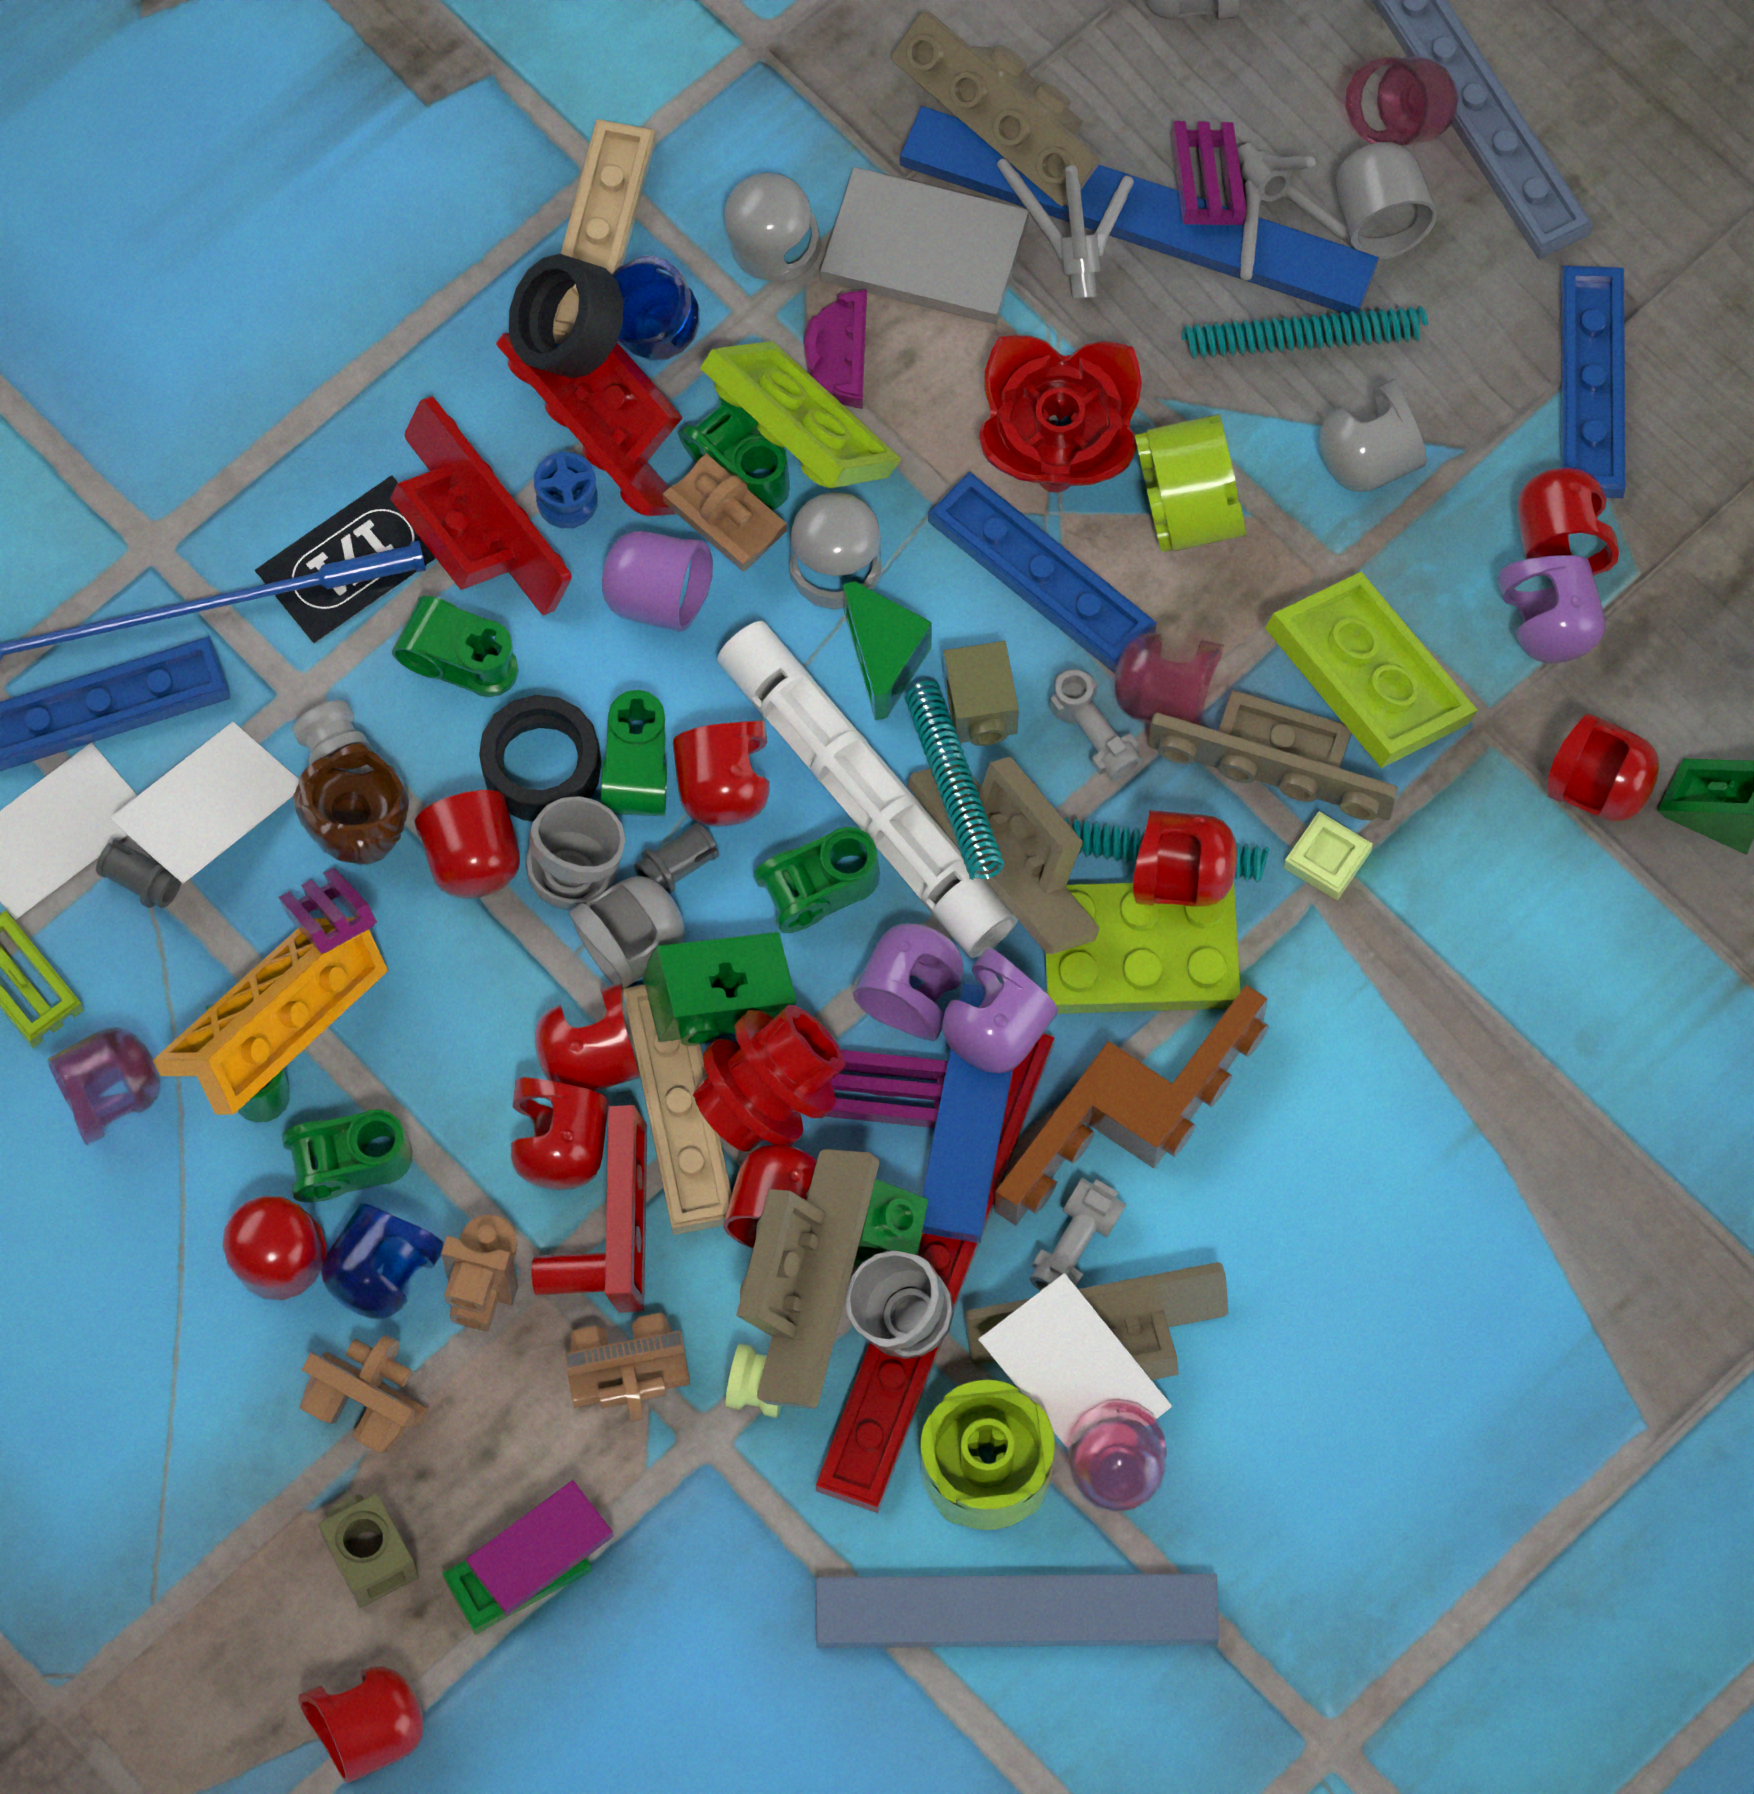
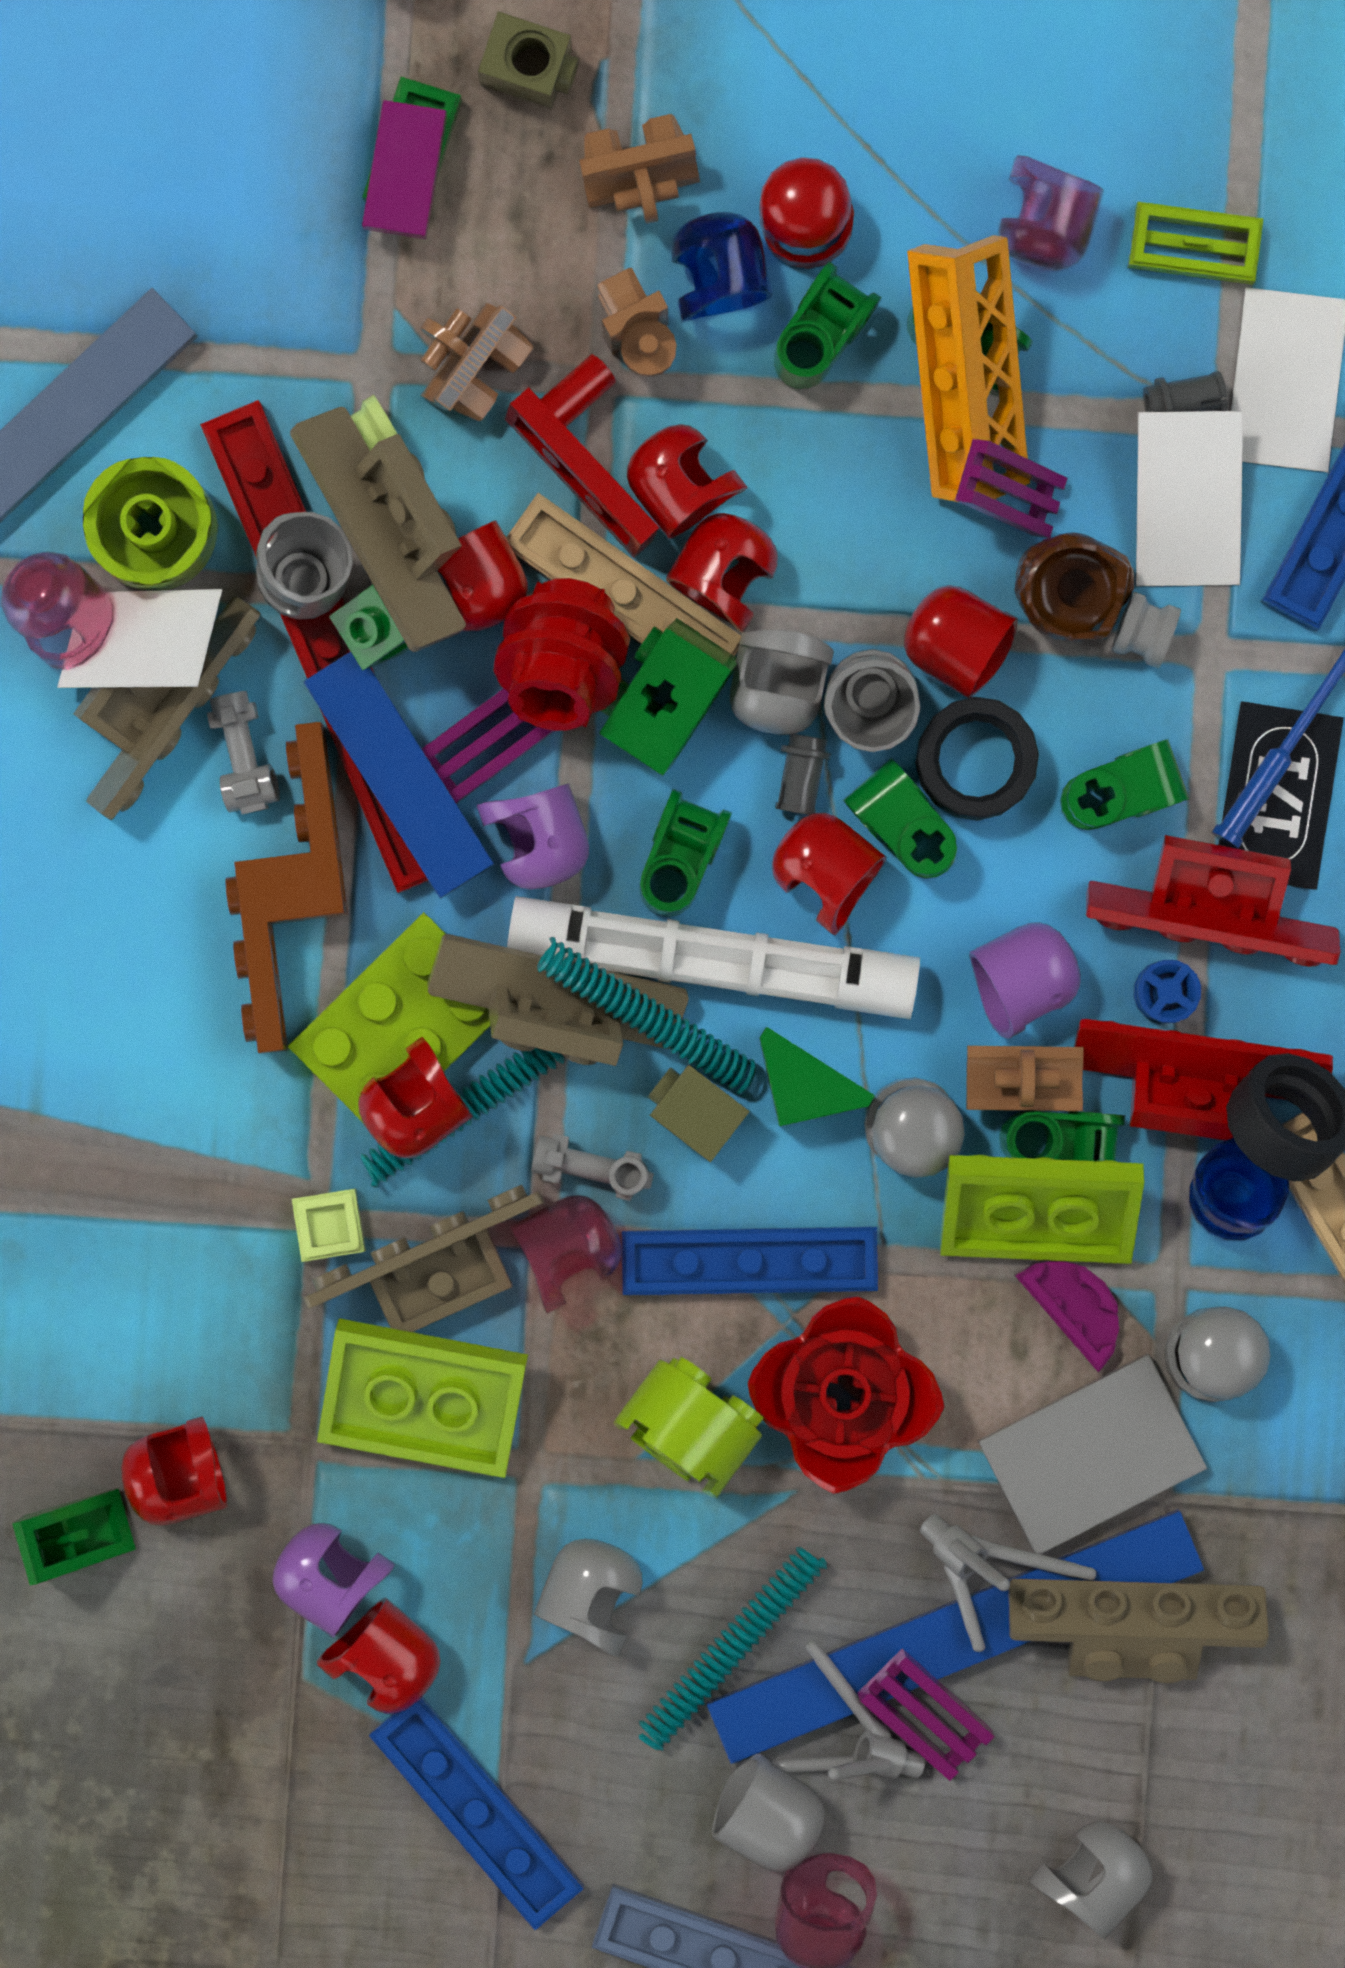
camera: 140 degrees right, 20 degrees up
(1006, 1022) = (411, 848): medium lavender helmet -> none

